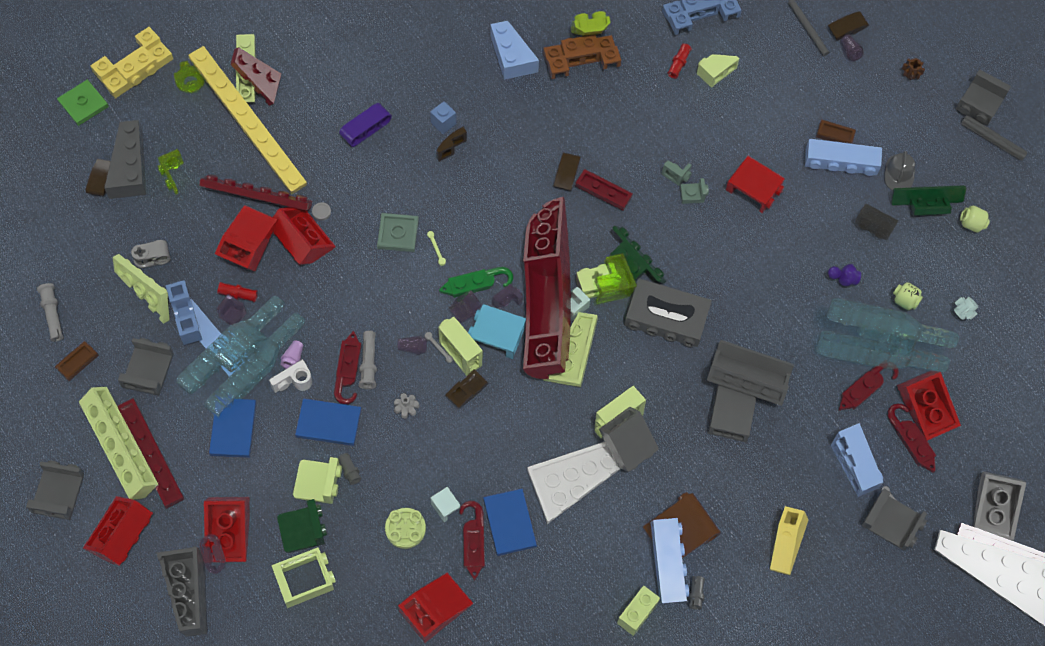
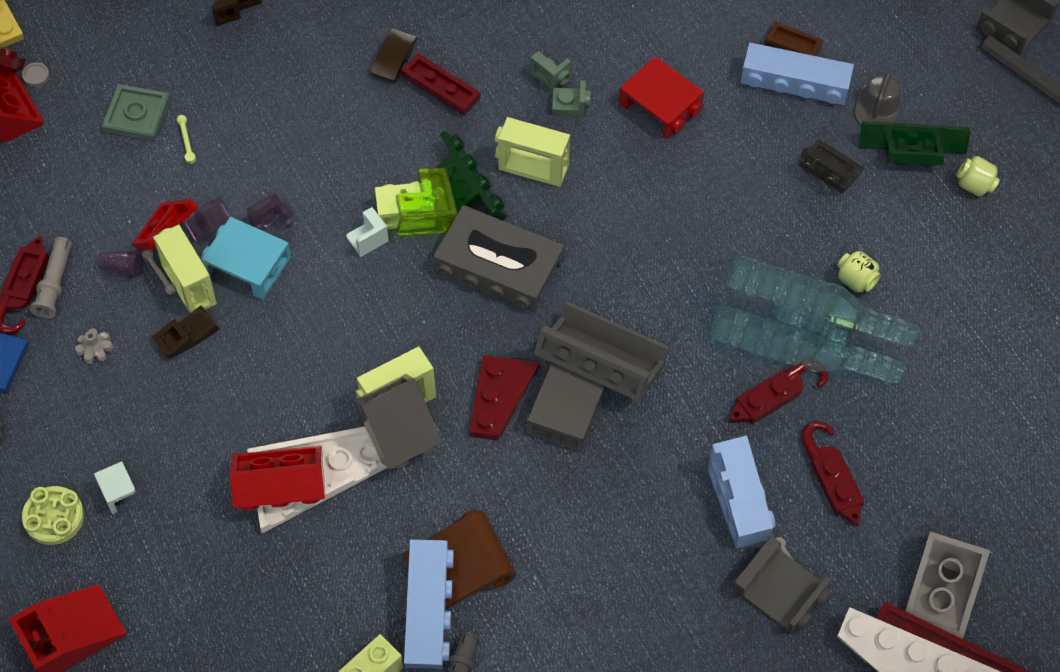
camera: 10 degrees right, 5 degrees down
(436, 312) = (166, 216): none -> red wing
(474, 540) = (147, 544): dark red plate -> none
(475, 281) = (230, 188): green plate -> none
(509, 522) = (206, 525): blue tile -> none
(547, 291) = (327, 210): dark red slope -> none
(554, 485) = (277, 477): none -> red slope
(581, 339) = (351, 299): yellowish green wing -> none
(678, 234) = (536, 140): none -> yellowish green window
(684, 408) = (498, 392): none -> dark red wing
(788, 540) = (615, 594): light yellow slope -> none
(847, 275) = (773, 235): dark purple animal -> none
(929, 404) = (866, 427): red slope -> none
(966, 308) = (943, 297): light aqua gear -> none

